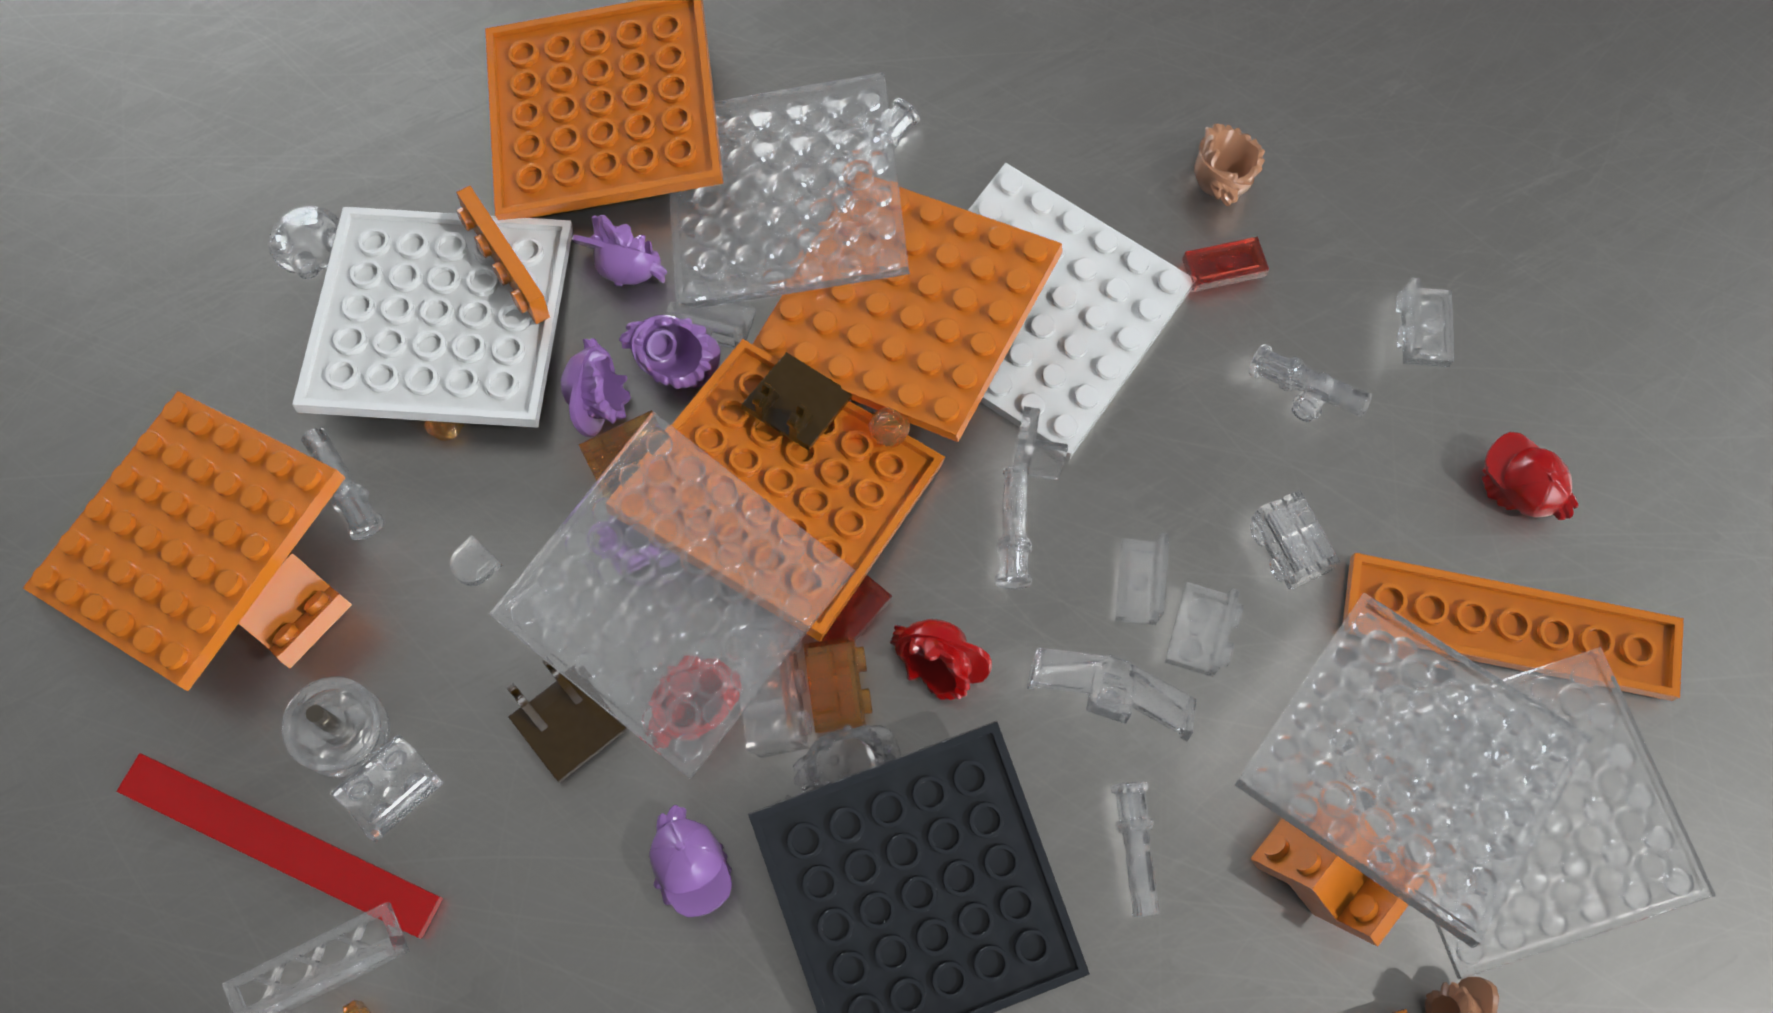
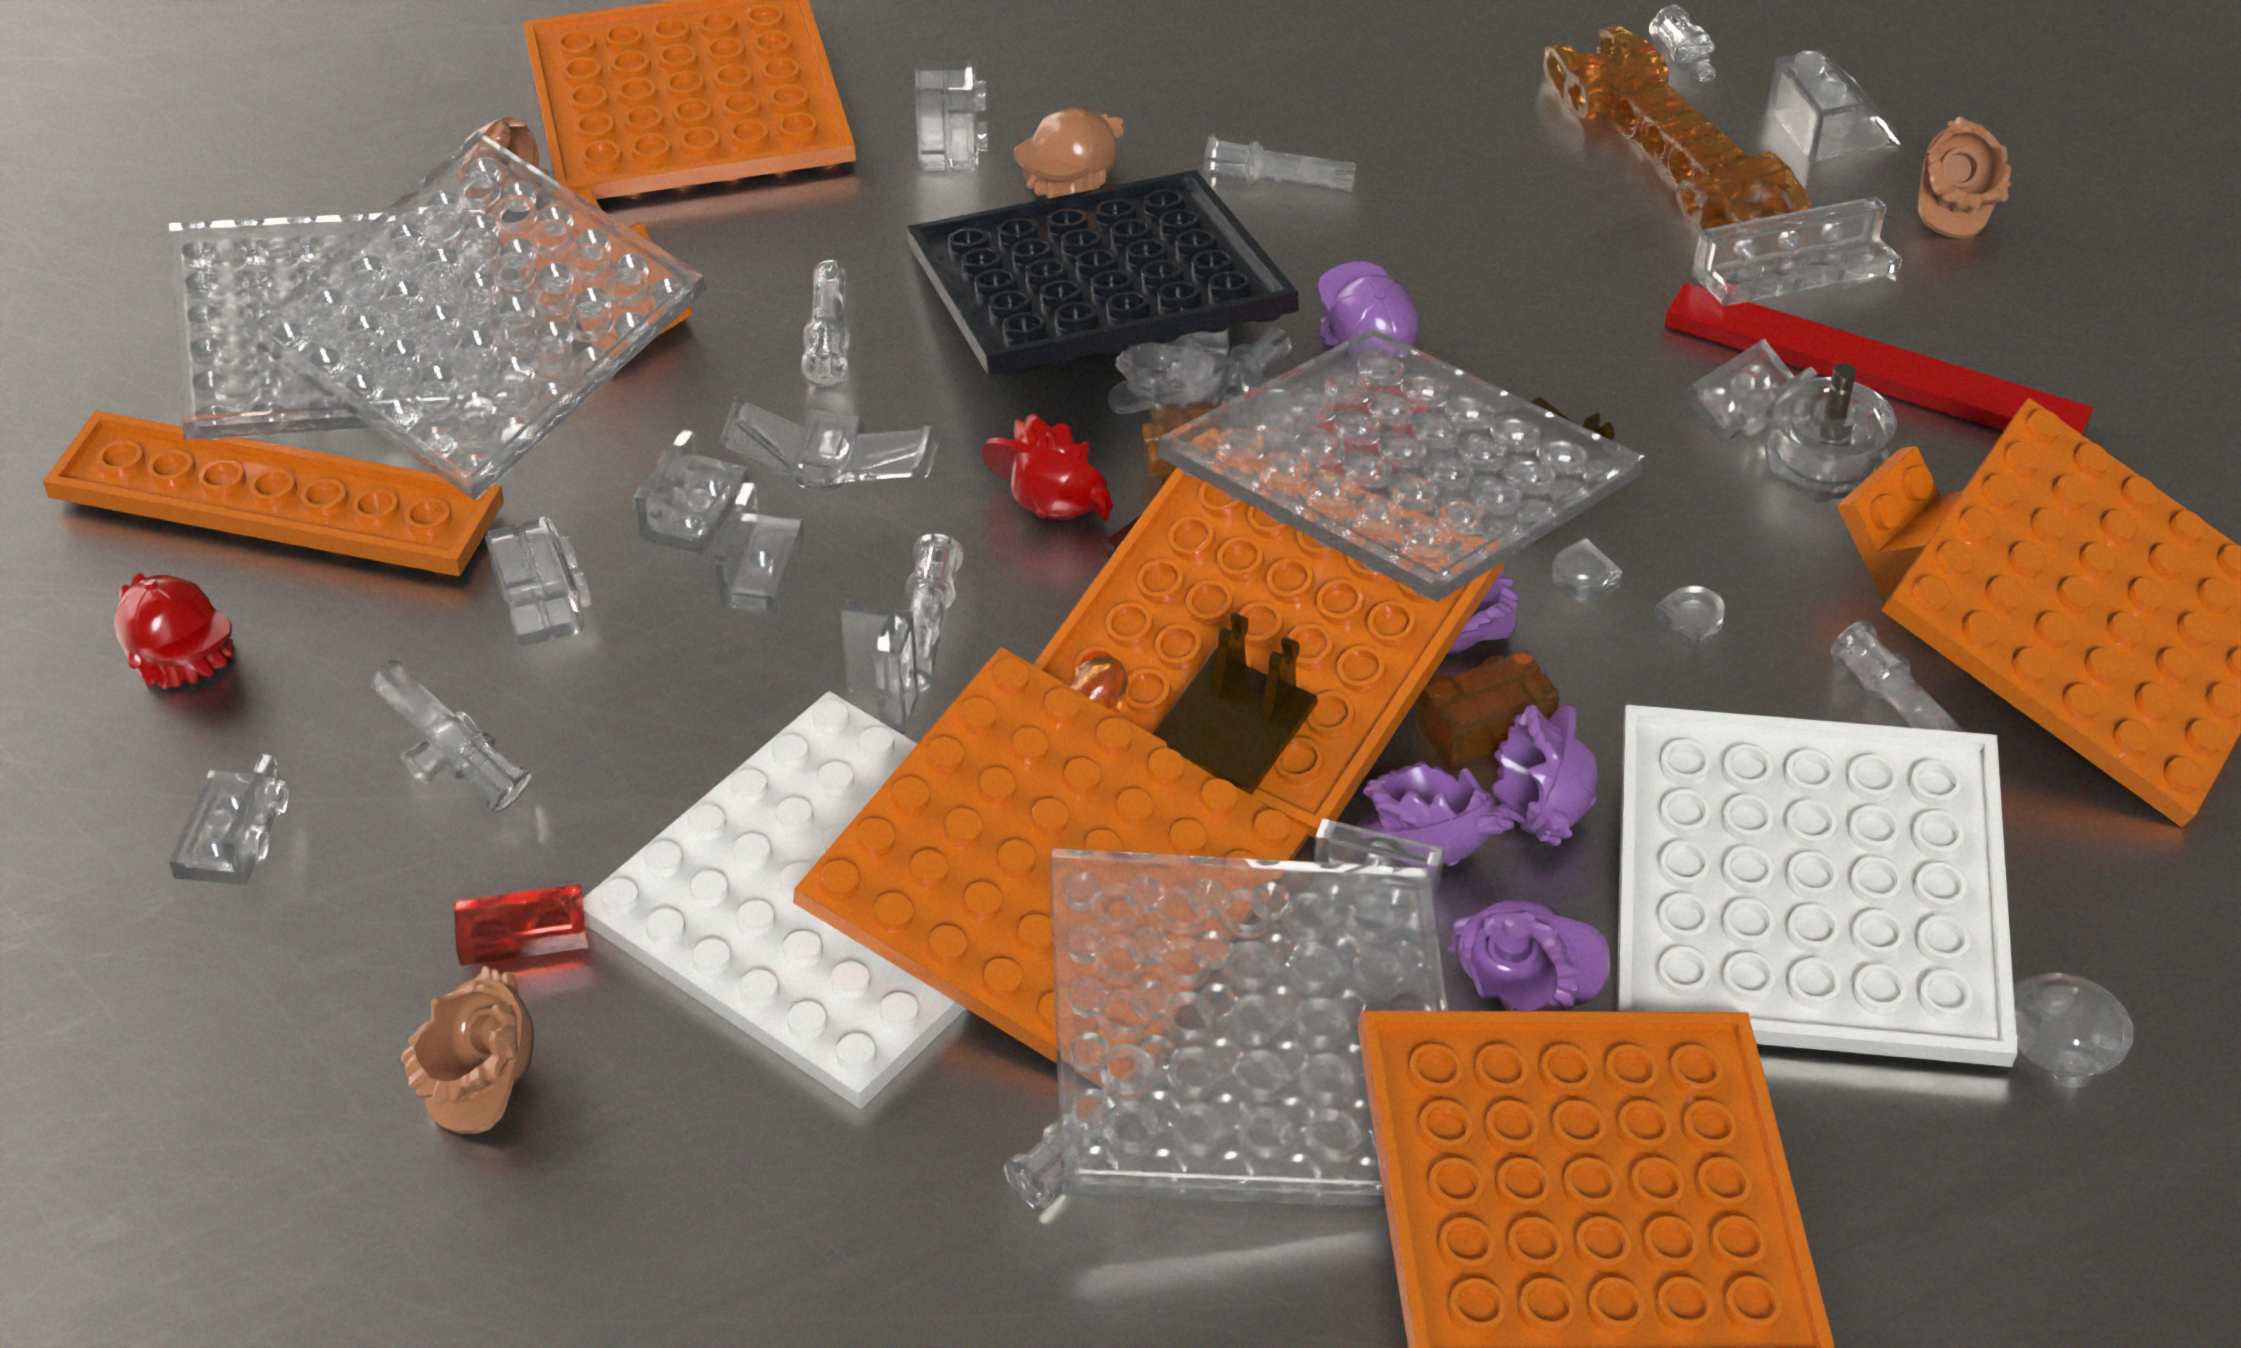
camera: 175 degrees left, 25 degrees down
(507, 264) = (1722, 928): orange plate -> none

